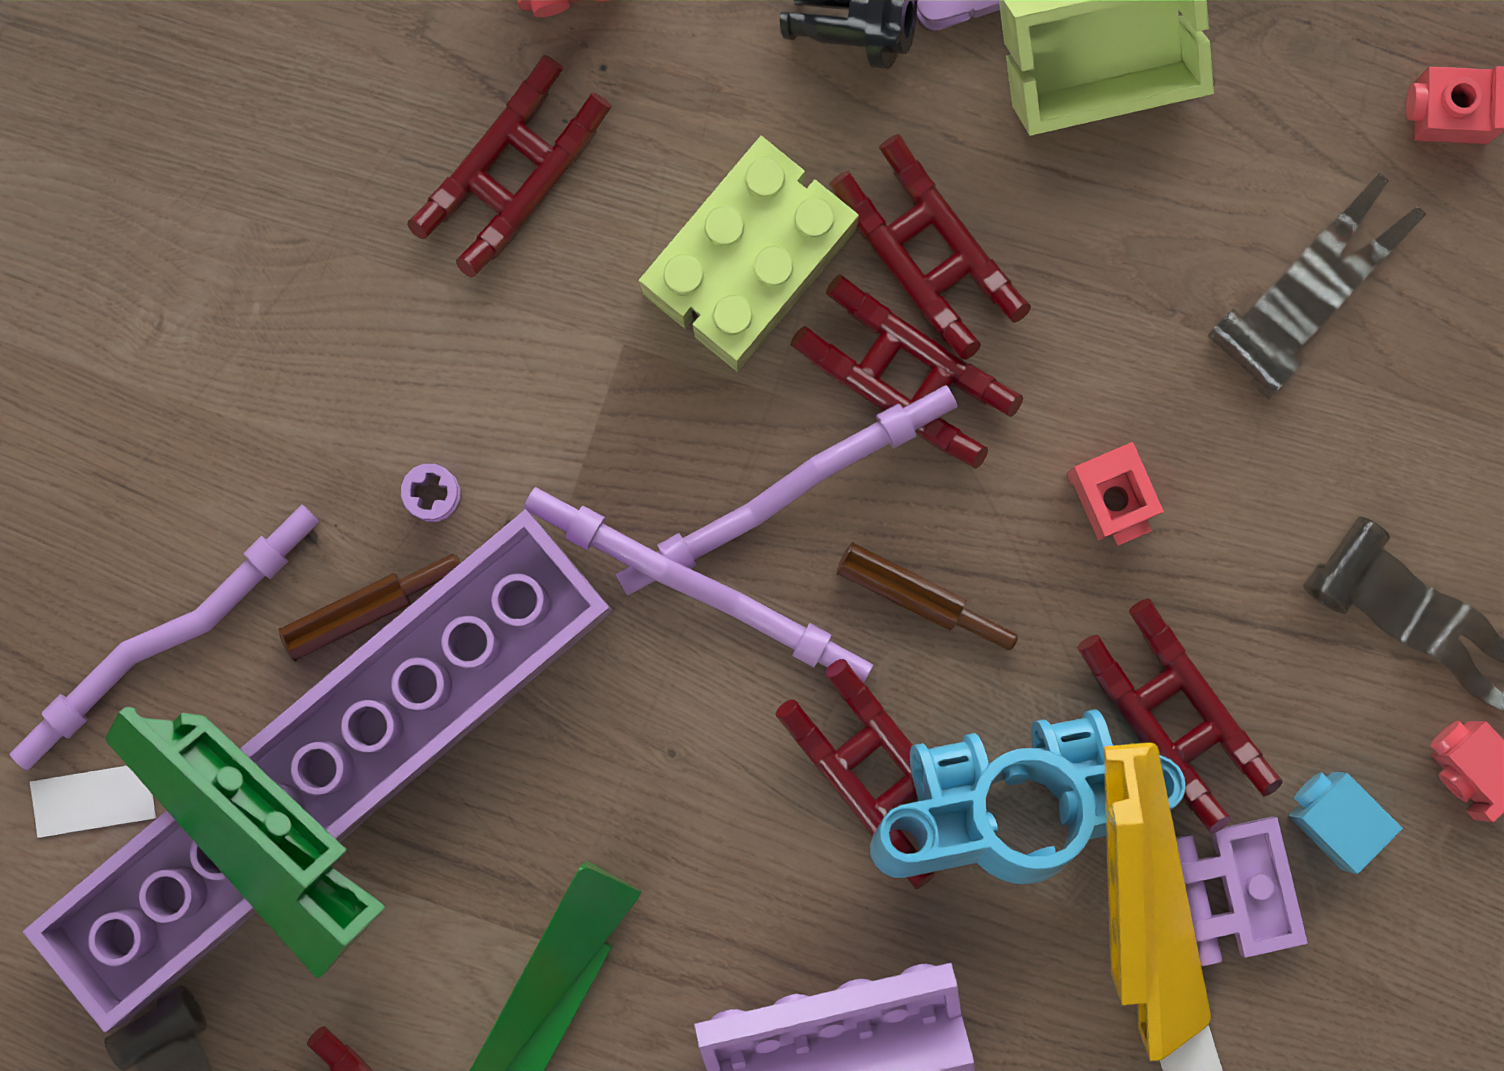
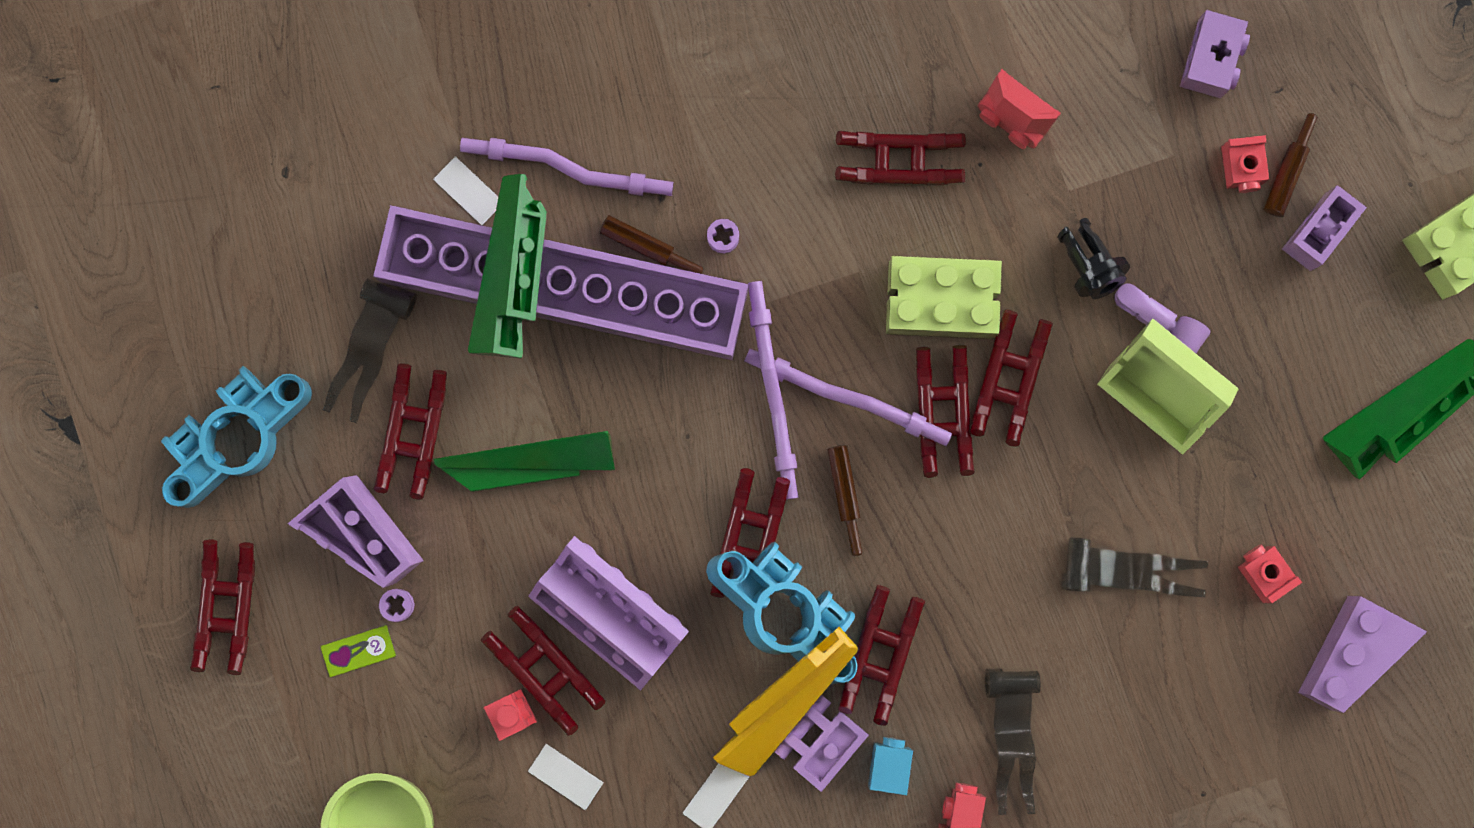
camera: 50 degrees right, 0 degrees up
(1121, 471) = (974, 545): coral brick -> none

